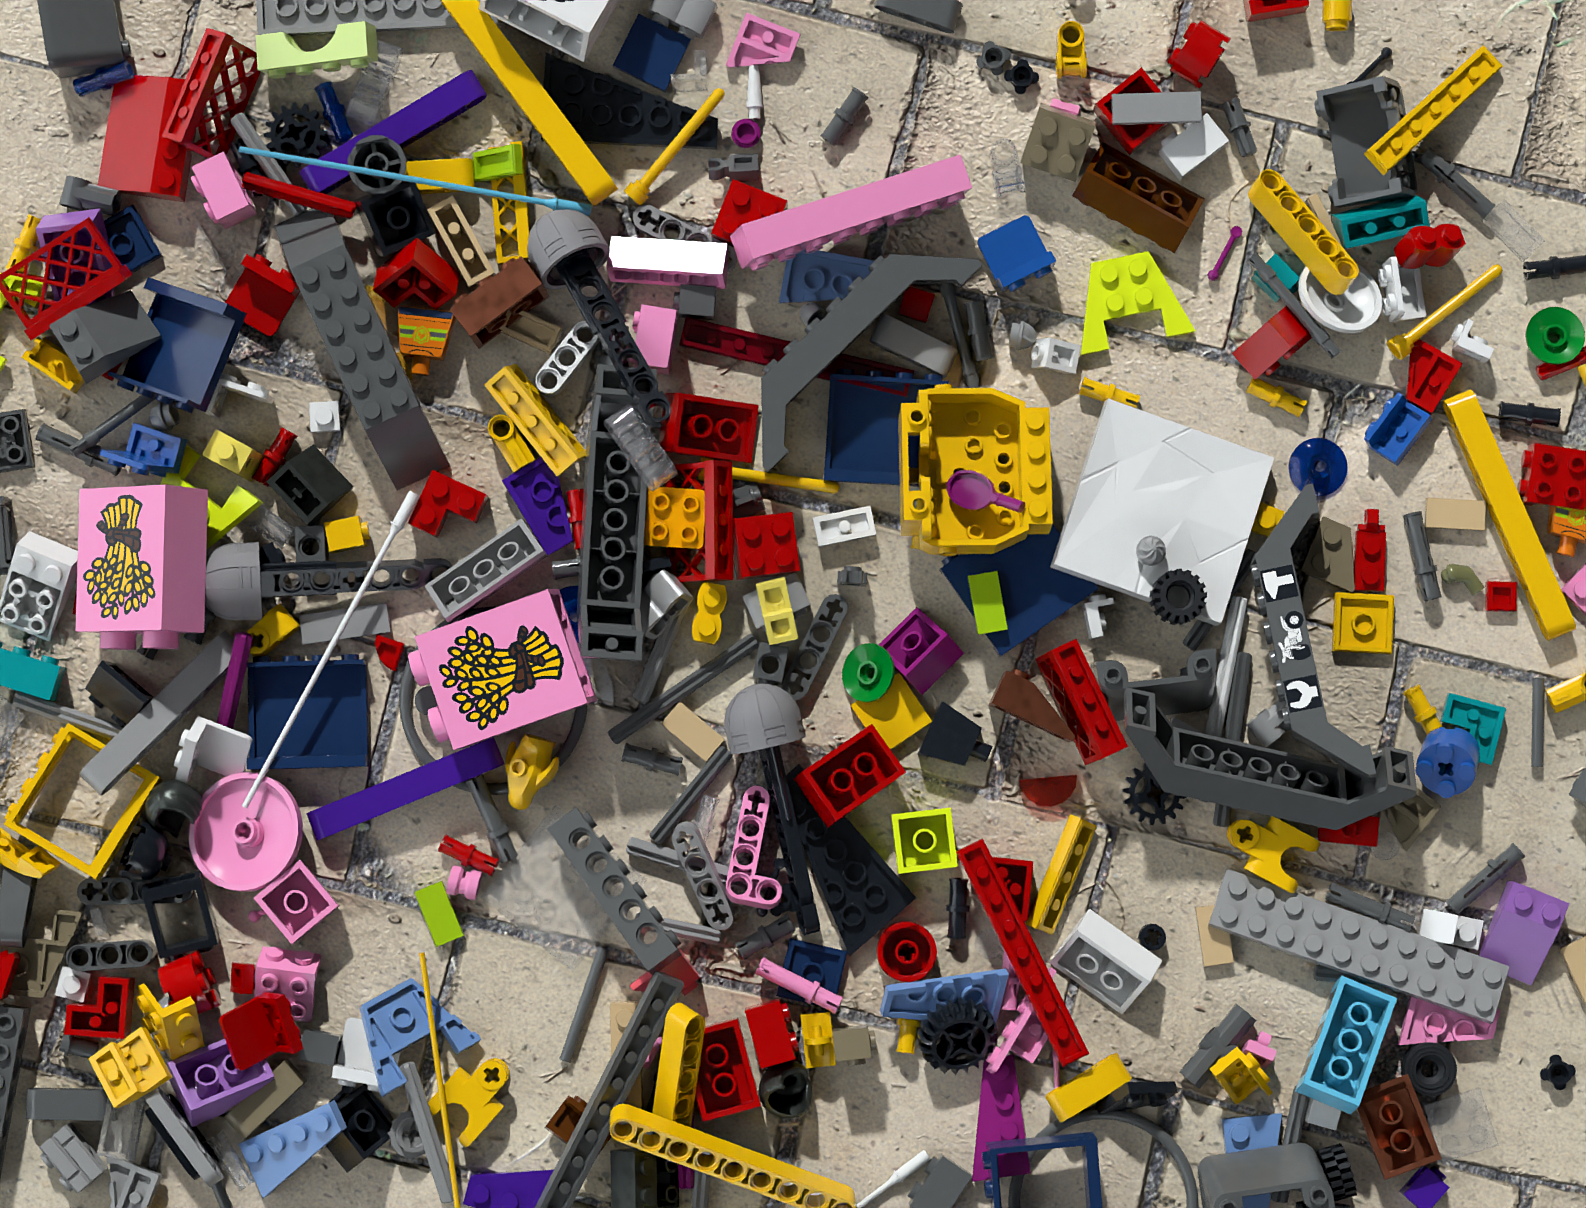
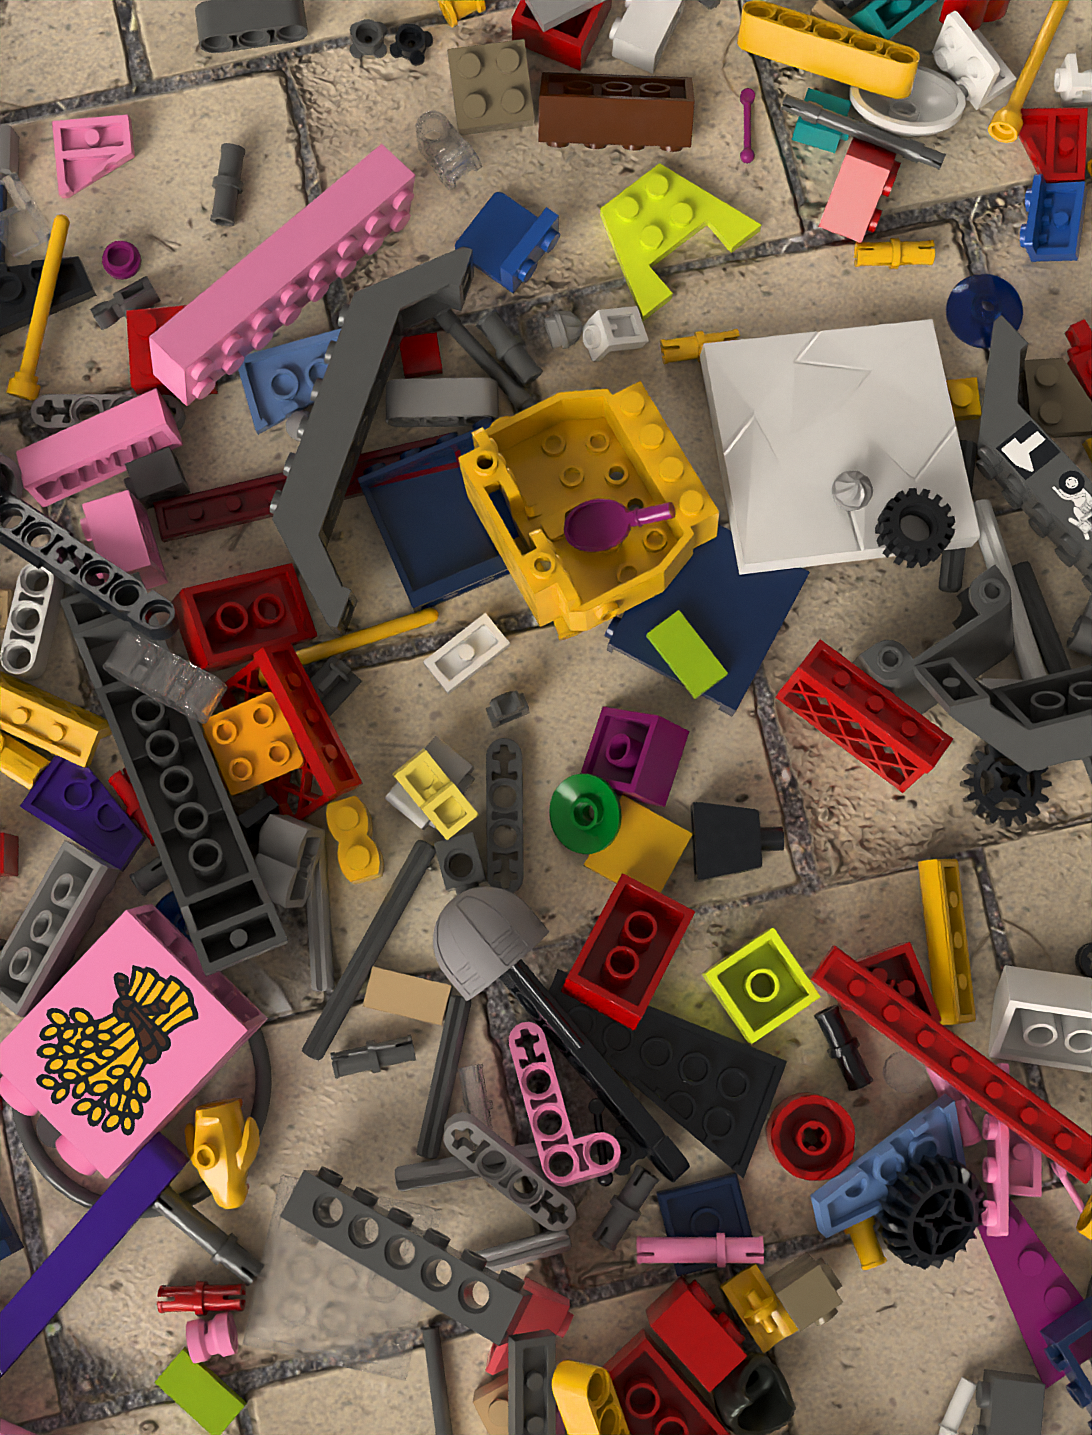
camera: 25 degrees left, 5 degrees down
(754, 95) = (111, 214): white animal -> none
(765, 546) = (381, 723): red brick -> none
(1025, 701) = (798, 751): copper slope -> none
(1048, 790) = (877, 845): clear red tile -> none
(1094, 620) = (822, 614): white bracket -> none

